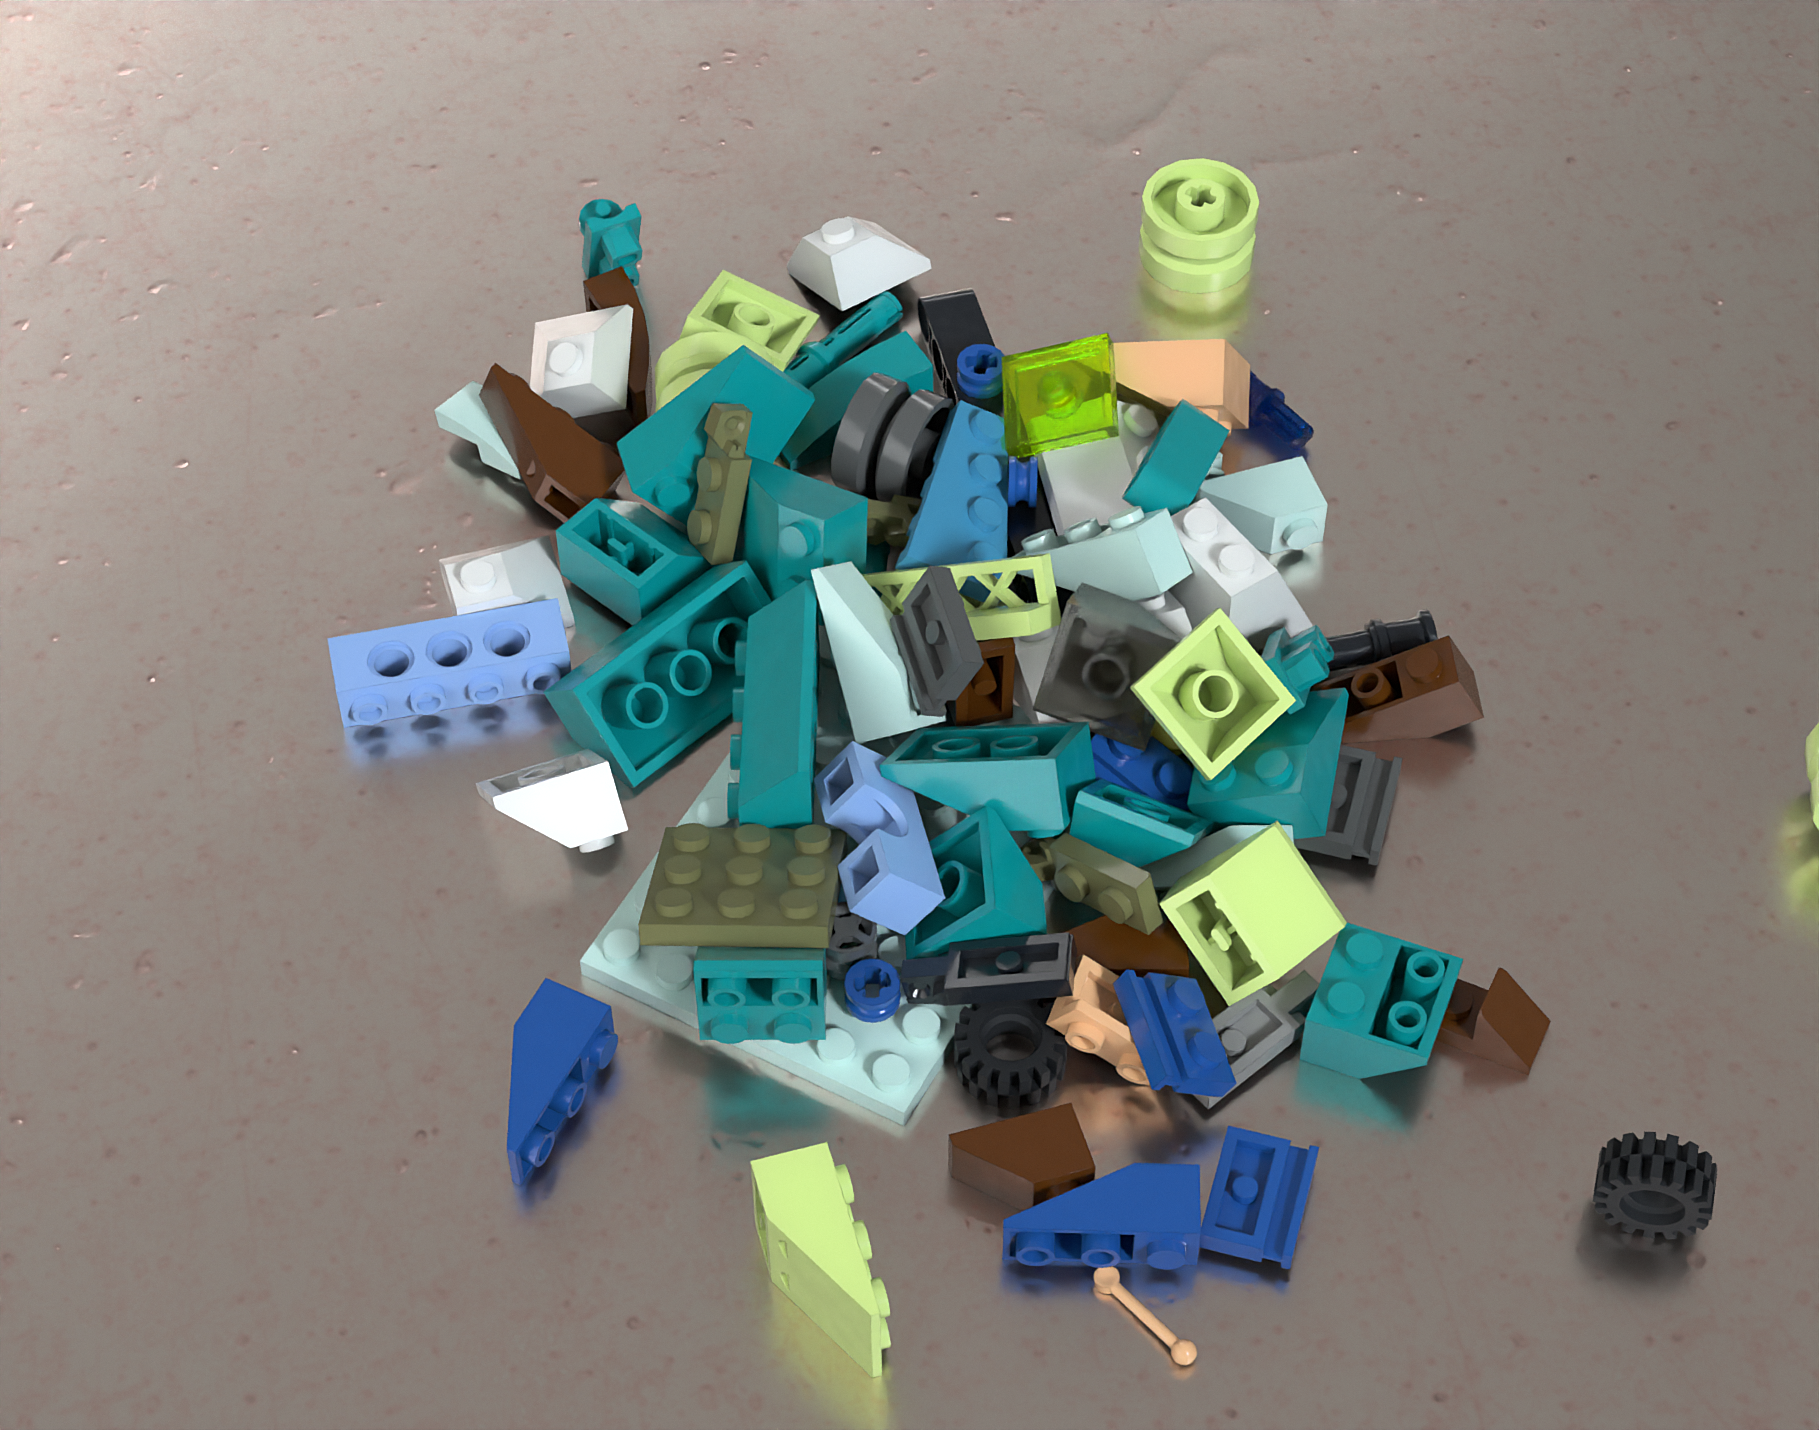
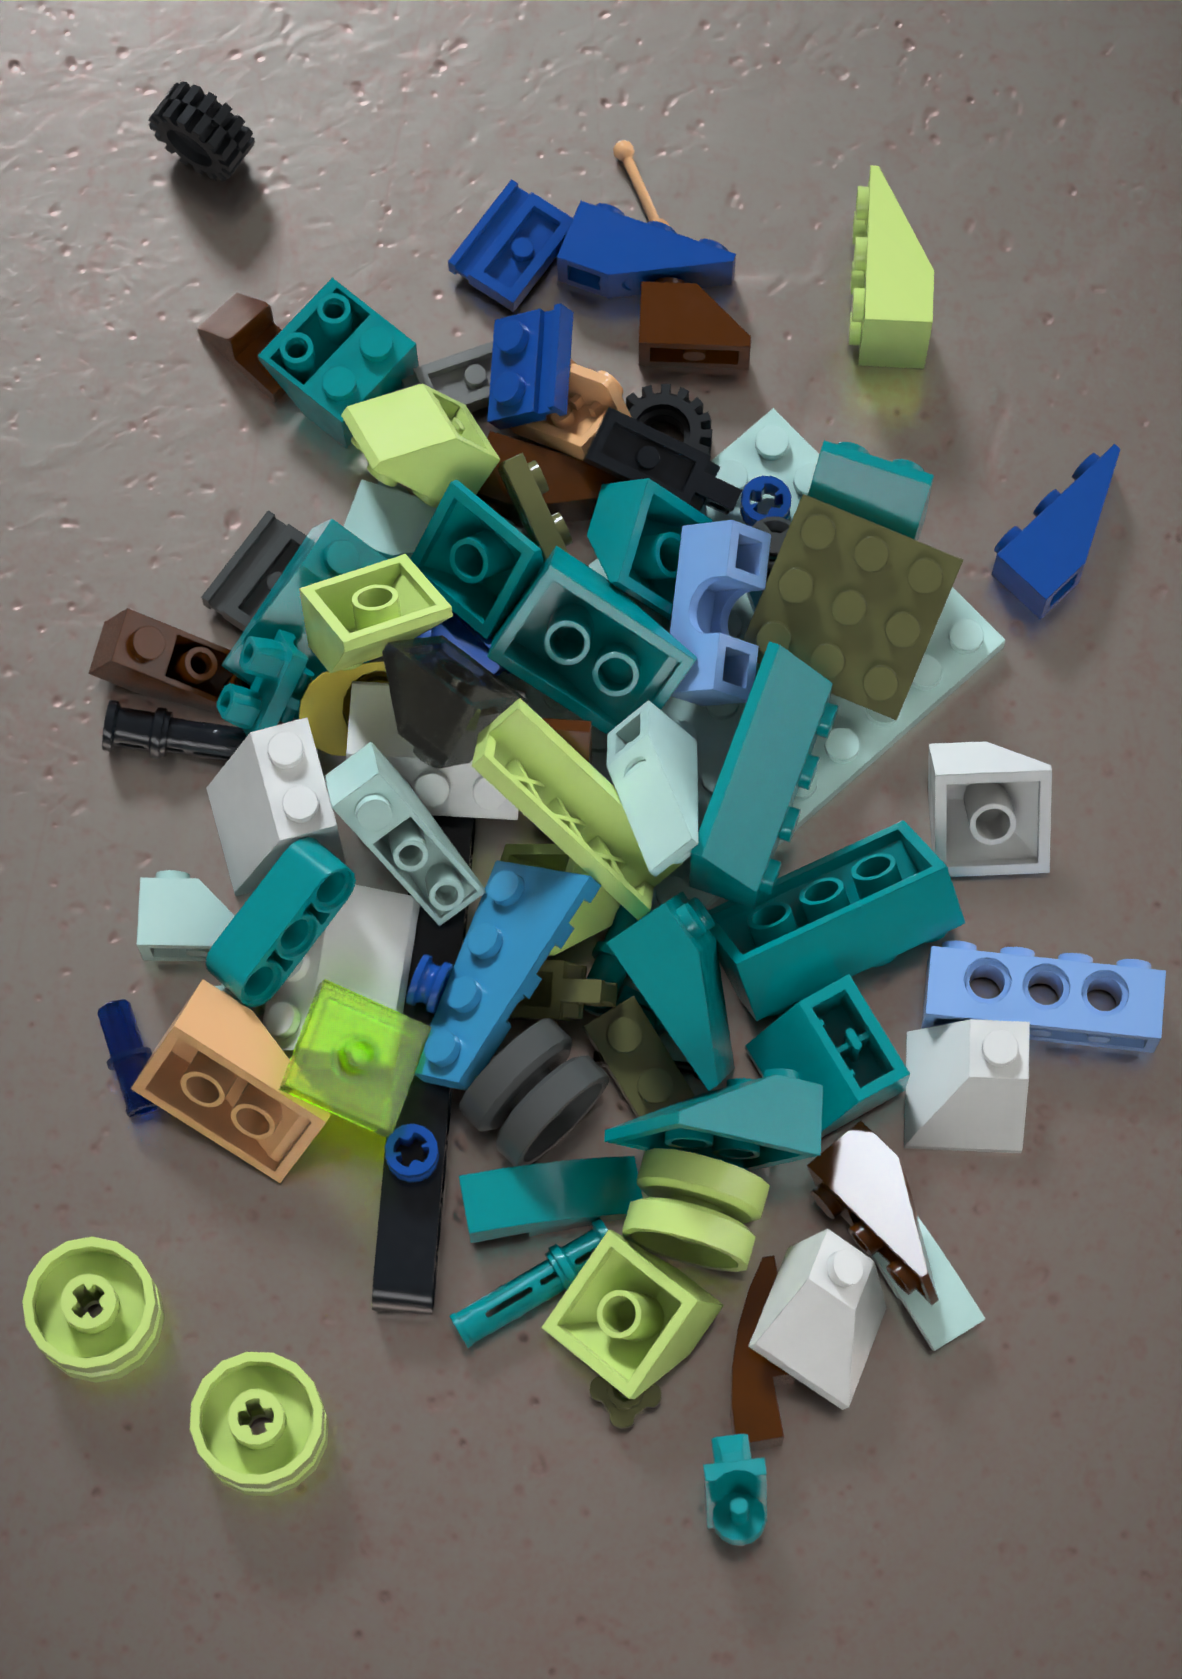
camera: 160 degrees left, 20 degrees up
(721, 483) = (736, 1049): olive hinge -> none
(853, 261) = (473, 1395): white slope -> none
(936, 641) = (607, 728): dark grey plate -> none
(1024, 193) = (253, 1388): none -> yellowish green wheel

